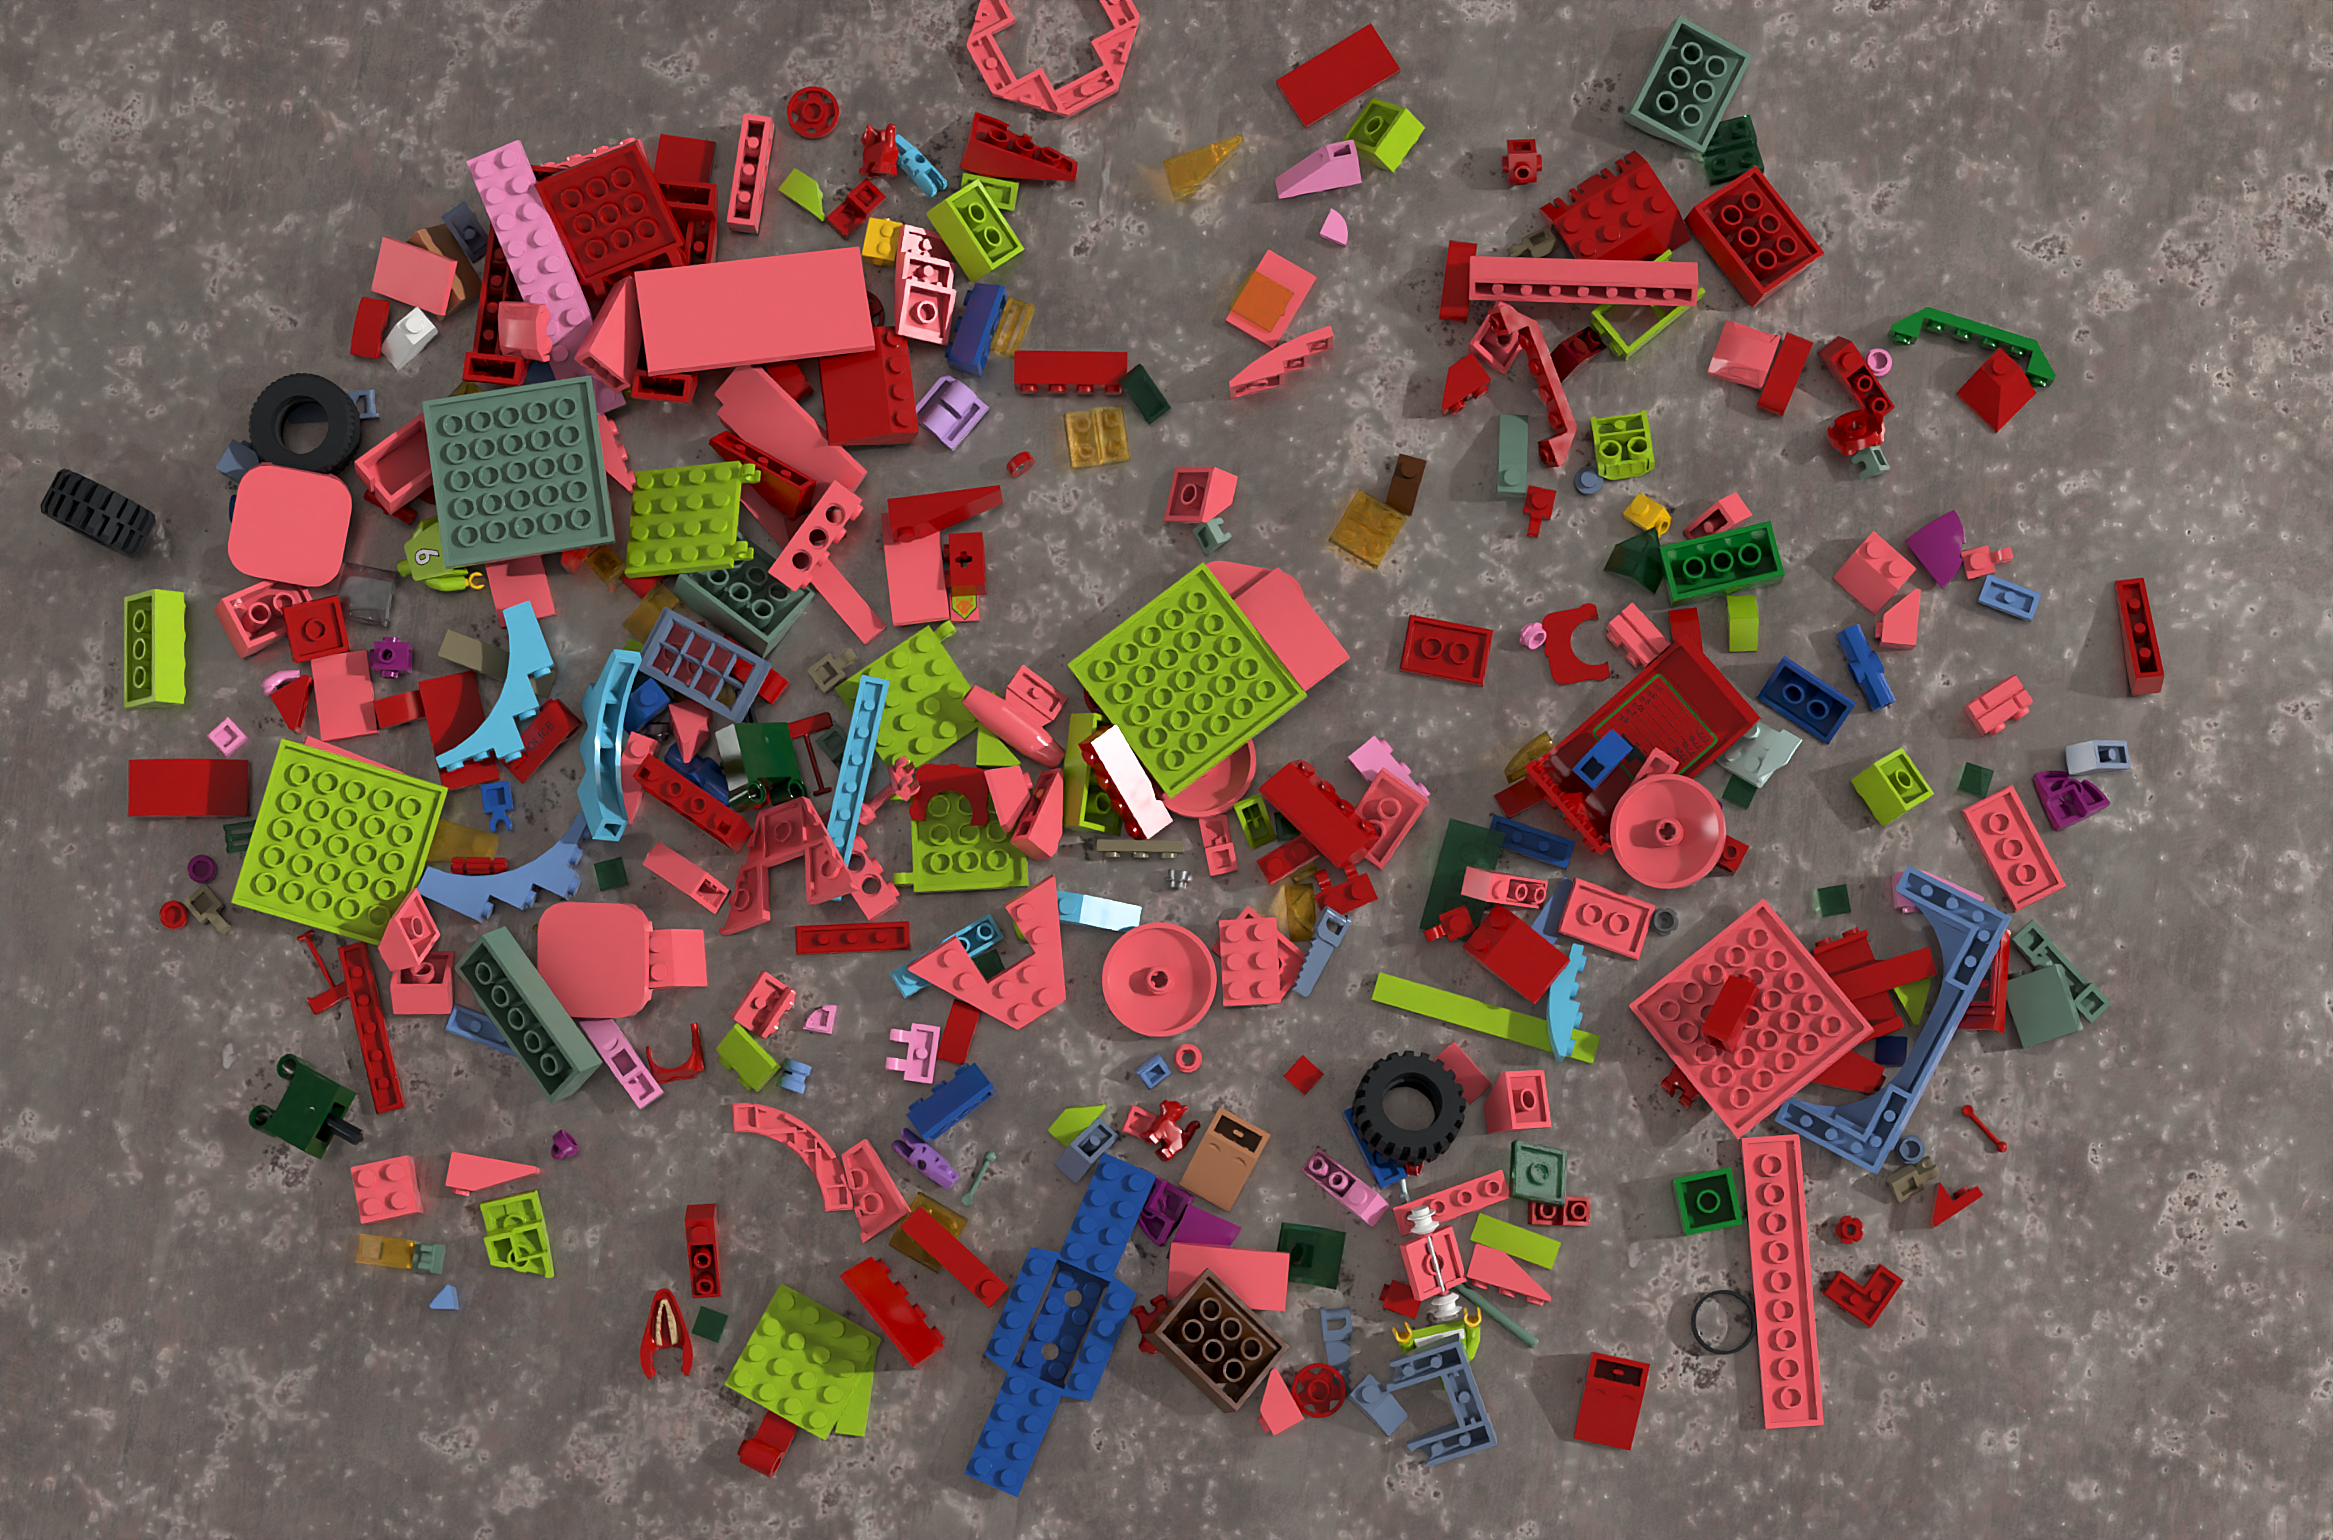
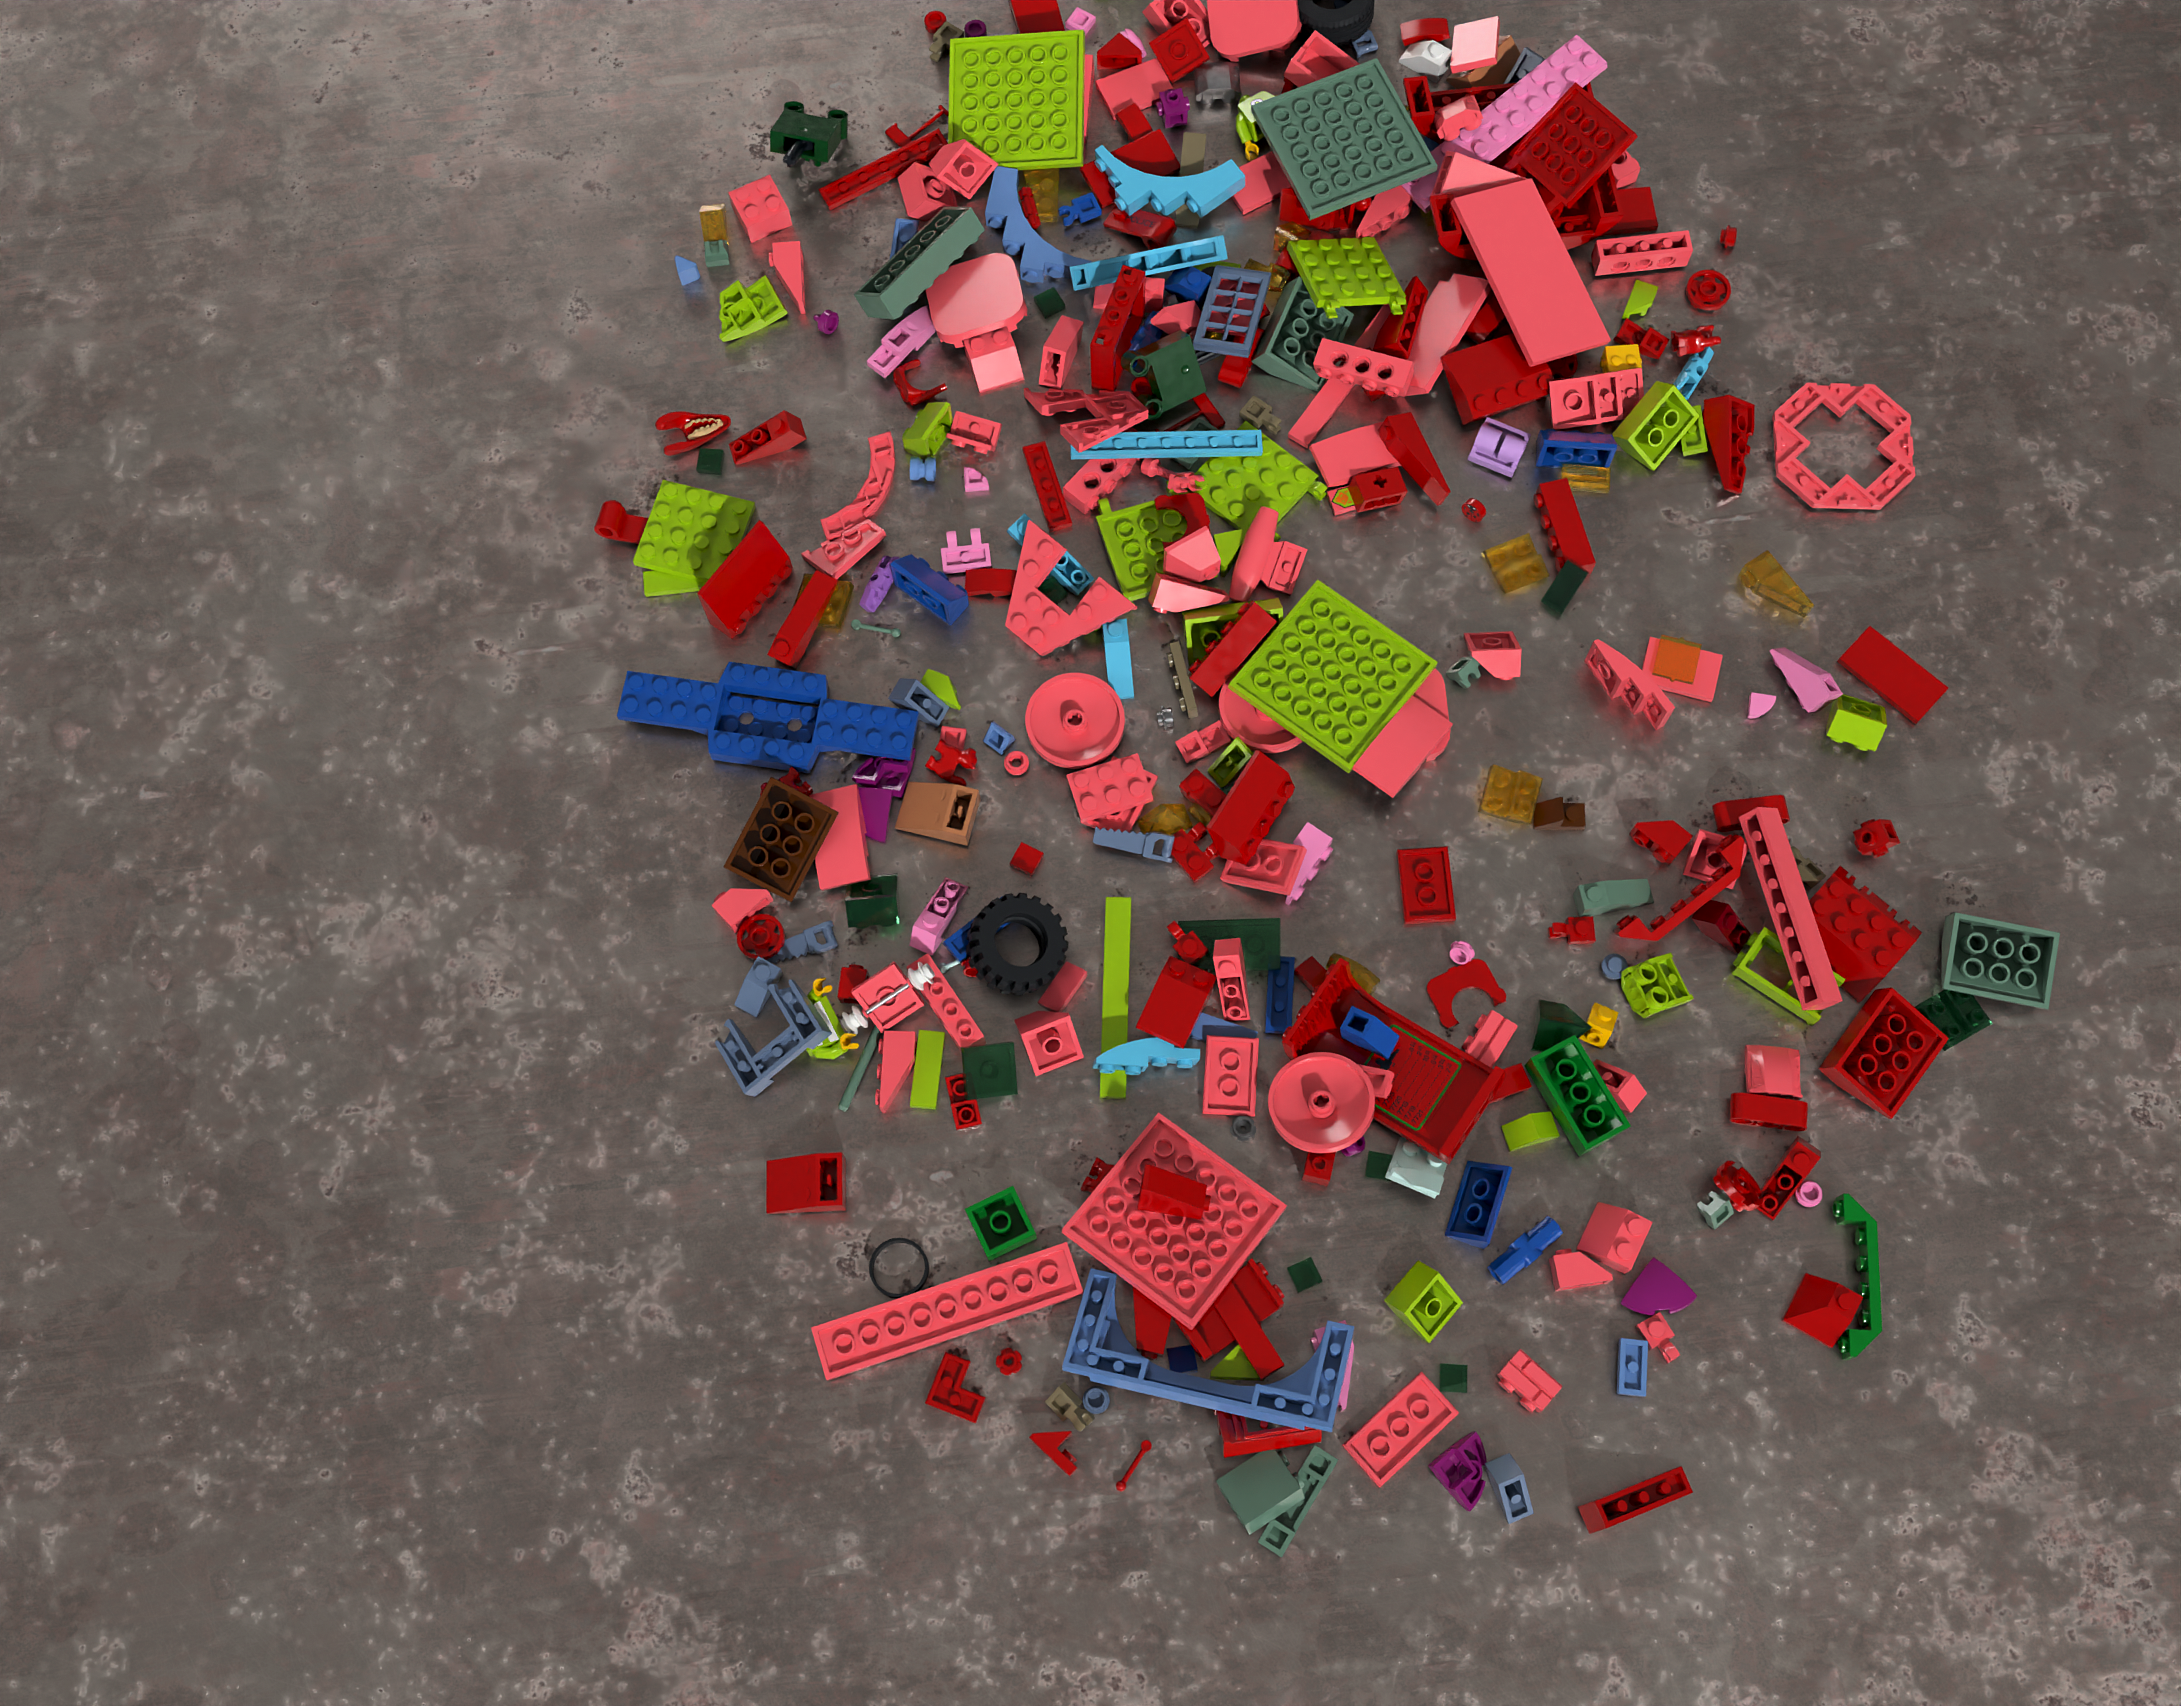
camera: 70 degrees right, 10 degrees down
(752, 66) = (1728, 236): none -> red plate

